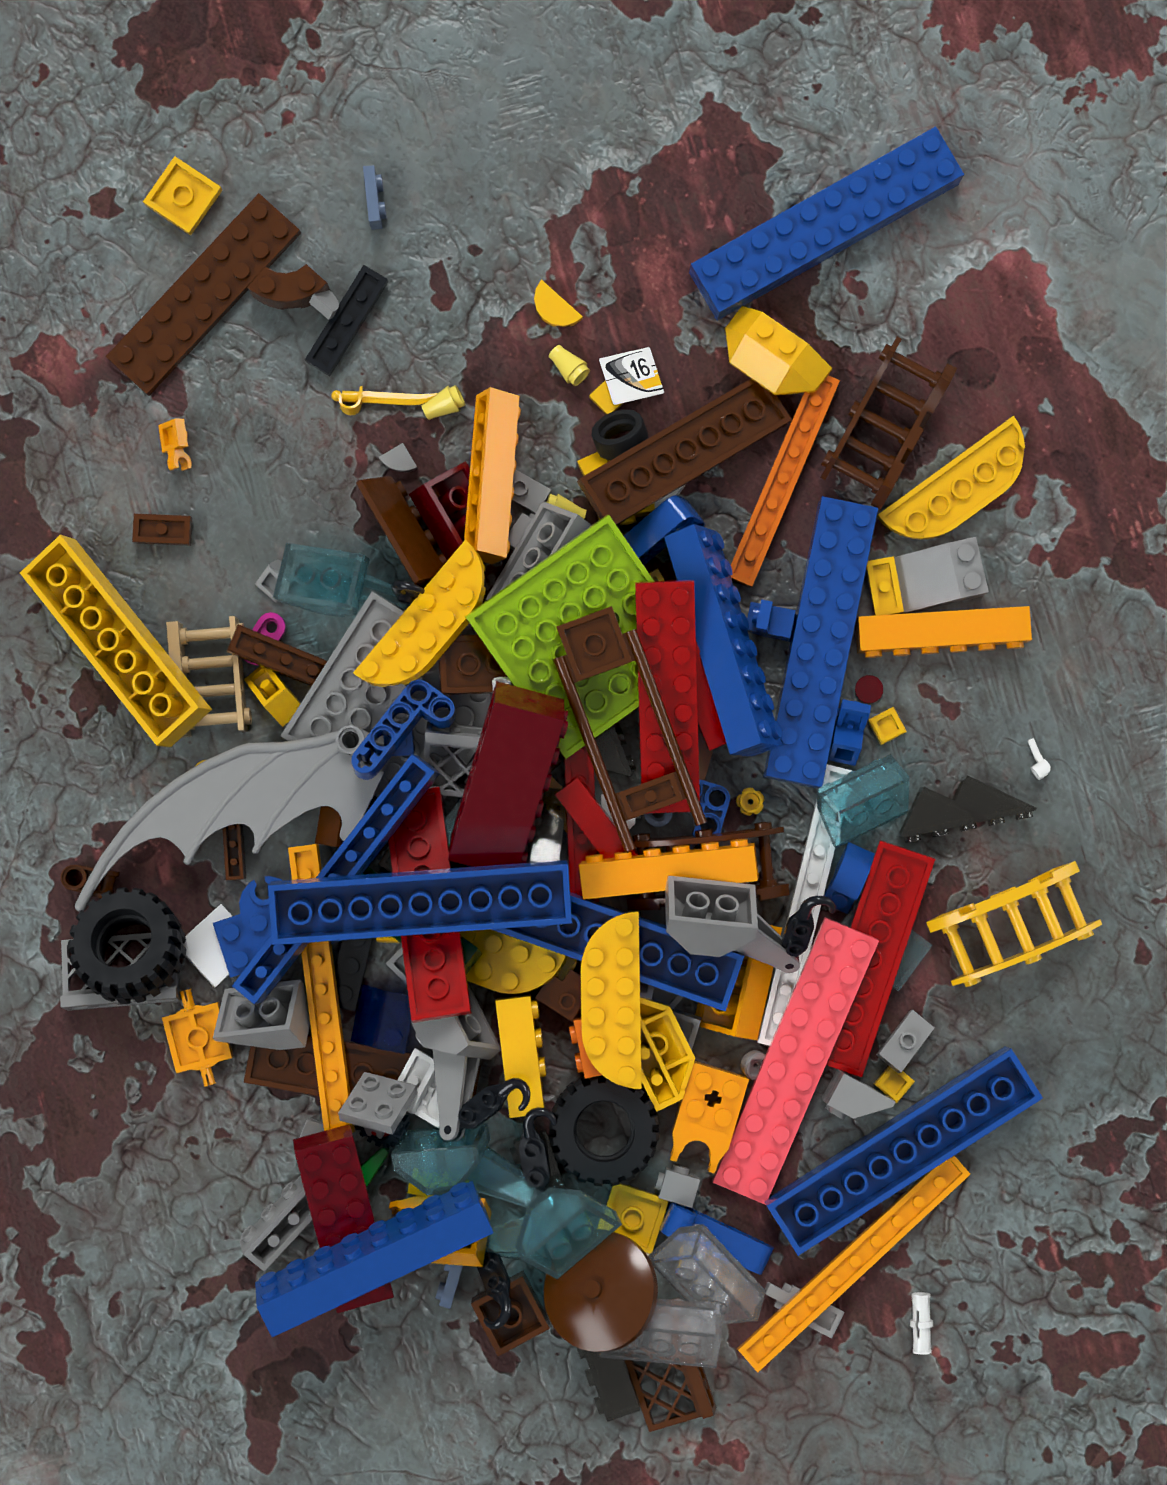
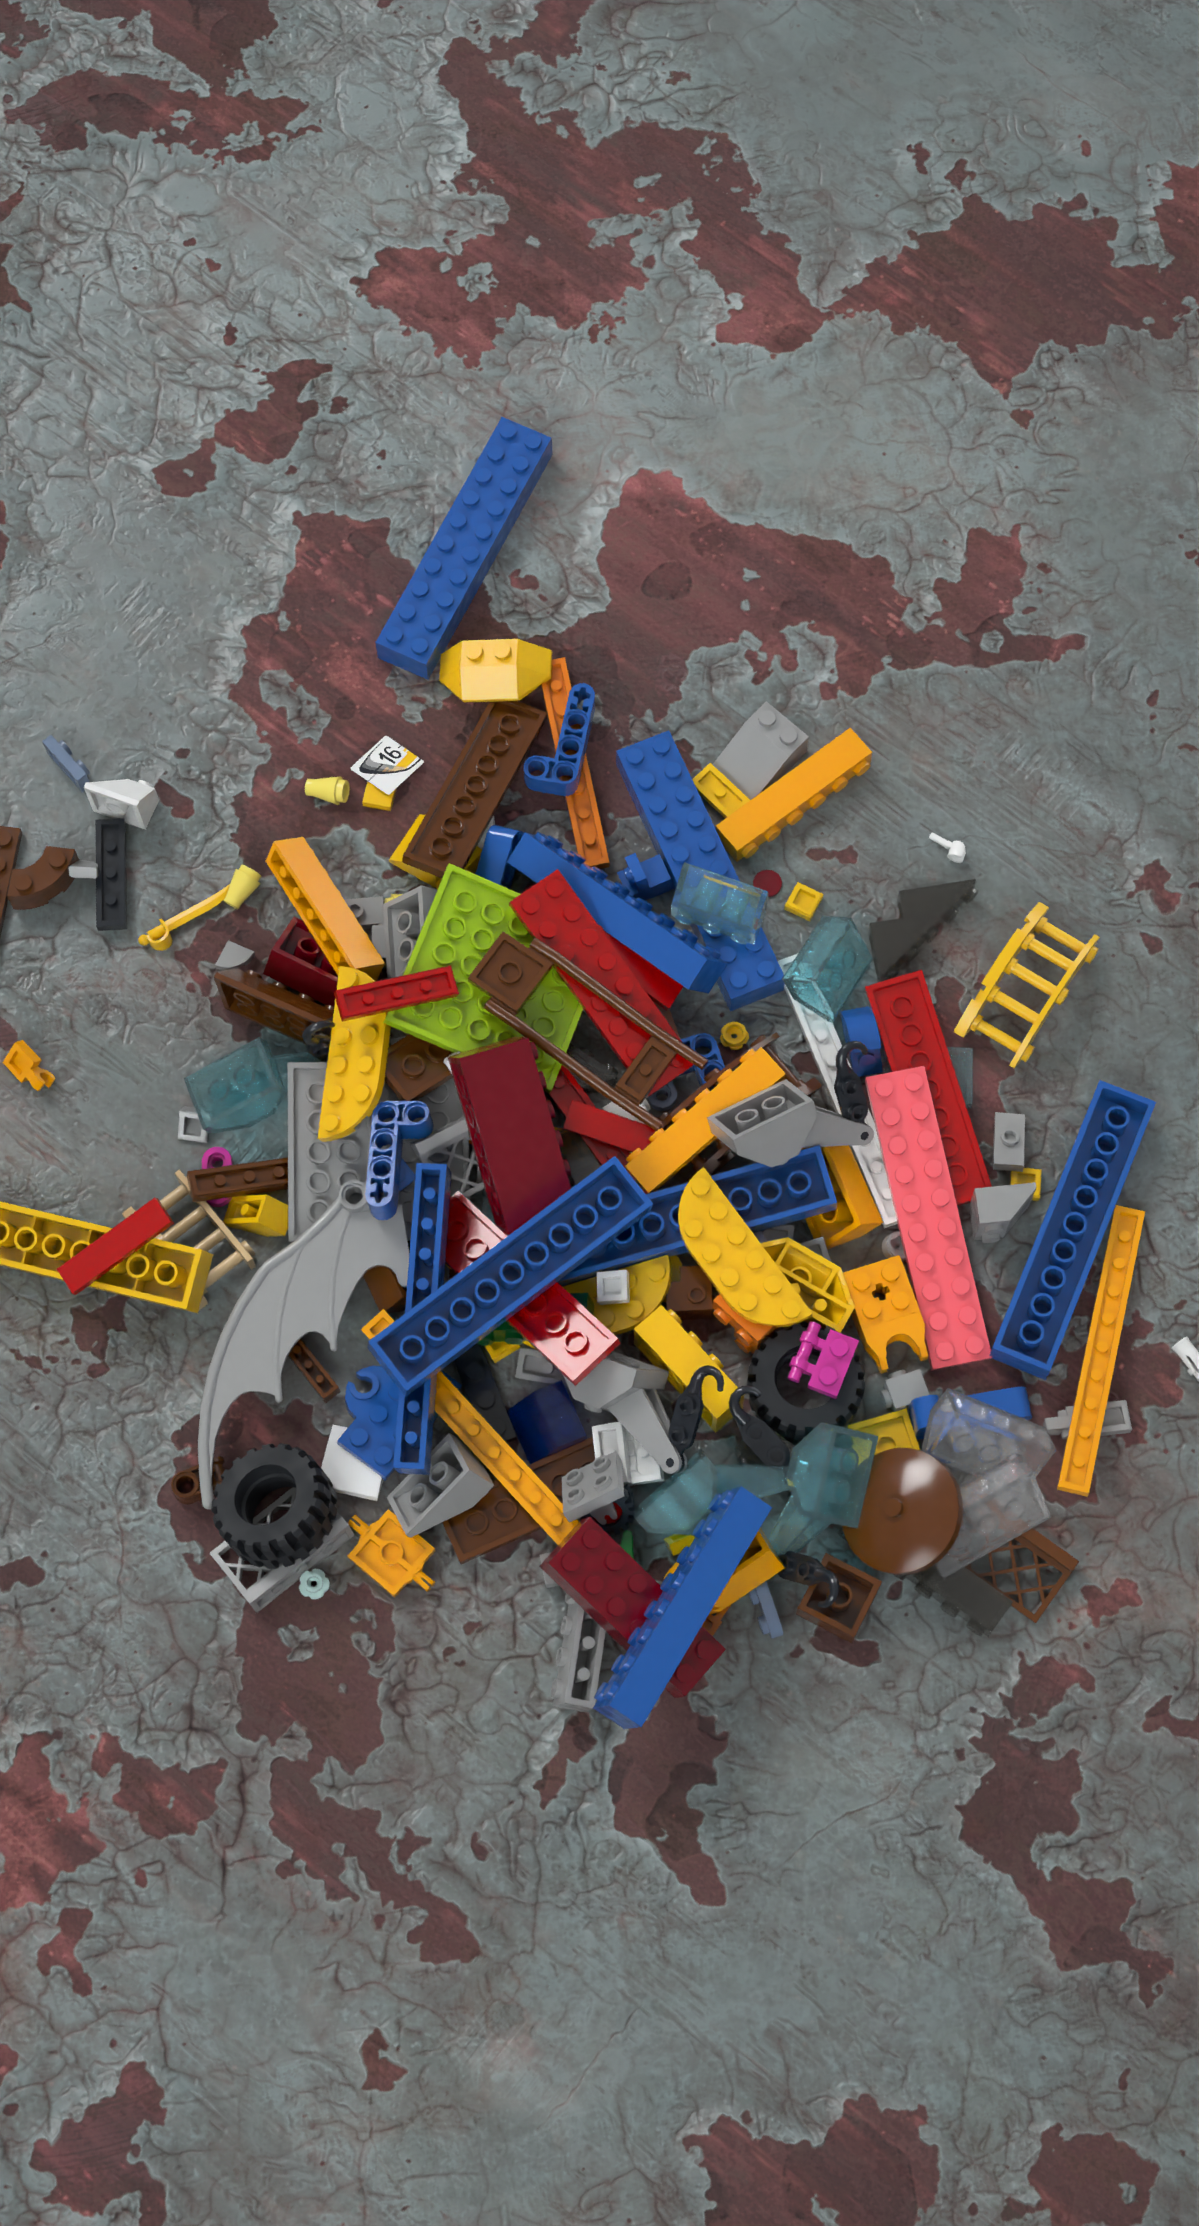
camera: 30 degrees left, 15 degrees down
(131, 1019) = (321, 1587): none -> light aqua plate
(134, 655) = (115, 1246): none -> red tile
(162, 529) = (64, 1144): reddish brown plate -> none
(398, 263) = (124, 800): none -> white slope
(489, 602) = (396, 993): none -> red tile
(503, 954) = (613, 1287): none -> white plate
(554, 308) = (283, 754): yellow tile -> none
(613, 424) = (407, 811): black tyre -> none
(631, 1135) = (832, 1363): none -> dark pink plate
(790, 458) = (568, 740): none -> blue beam
(807, 696) = (719, 904): none -> clear light blue slope
(848, 732) = (778, 925): blue brick -> none
(906, 436) = (652, 666): reddish brown fence -> none
(960, 486) = (724, 677): yellow plate -> none

